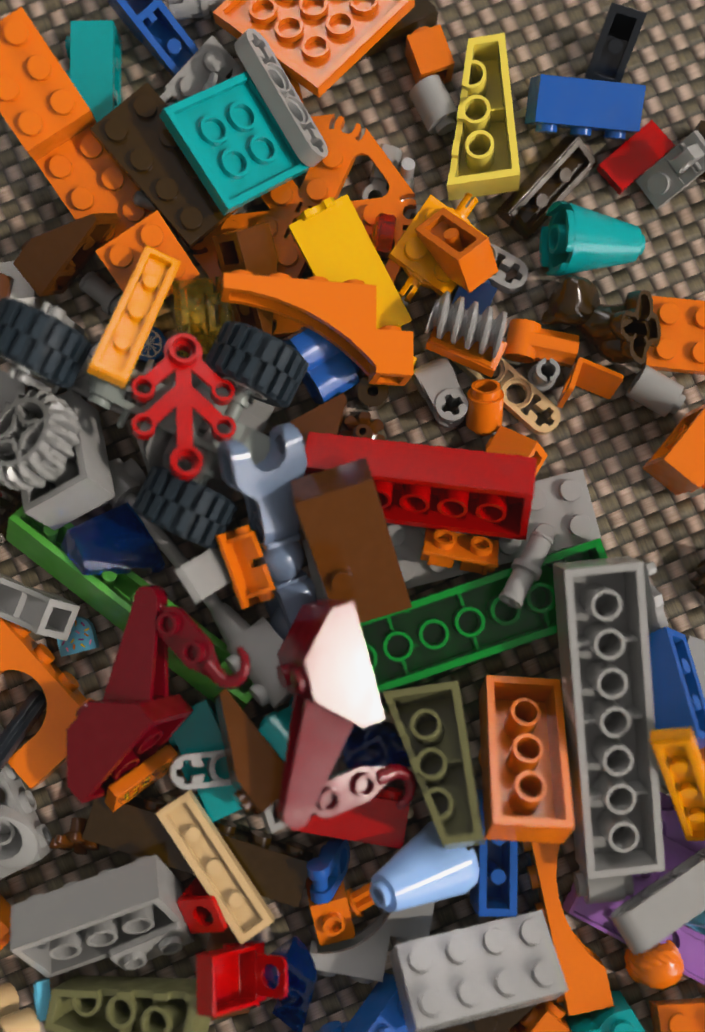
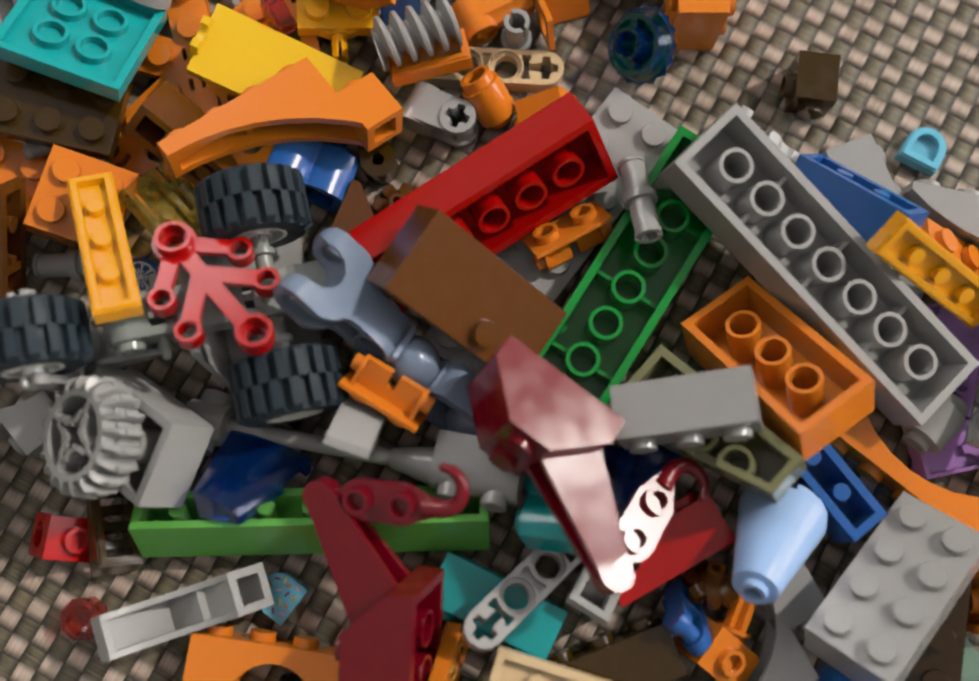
camera: 40 degrees left, 5 degrees down
(251, 761) = (534, 567): reddish brown slope -> none
(363, 861) = (711, 583): none -> reddish brown plant
(434, 743) = (687, 409): none -> light grey brick
(624, 455) = (642, 45): none -> piece

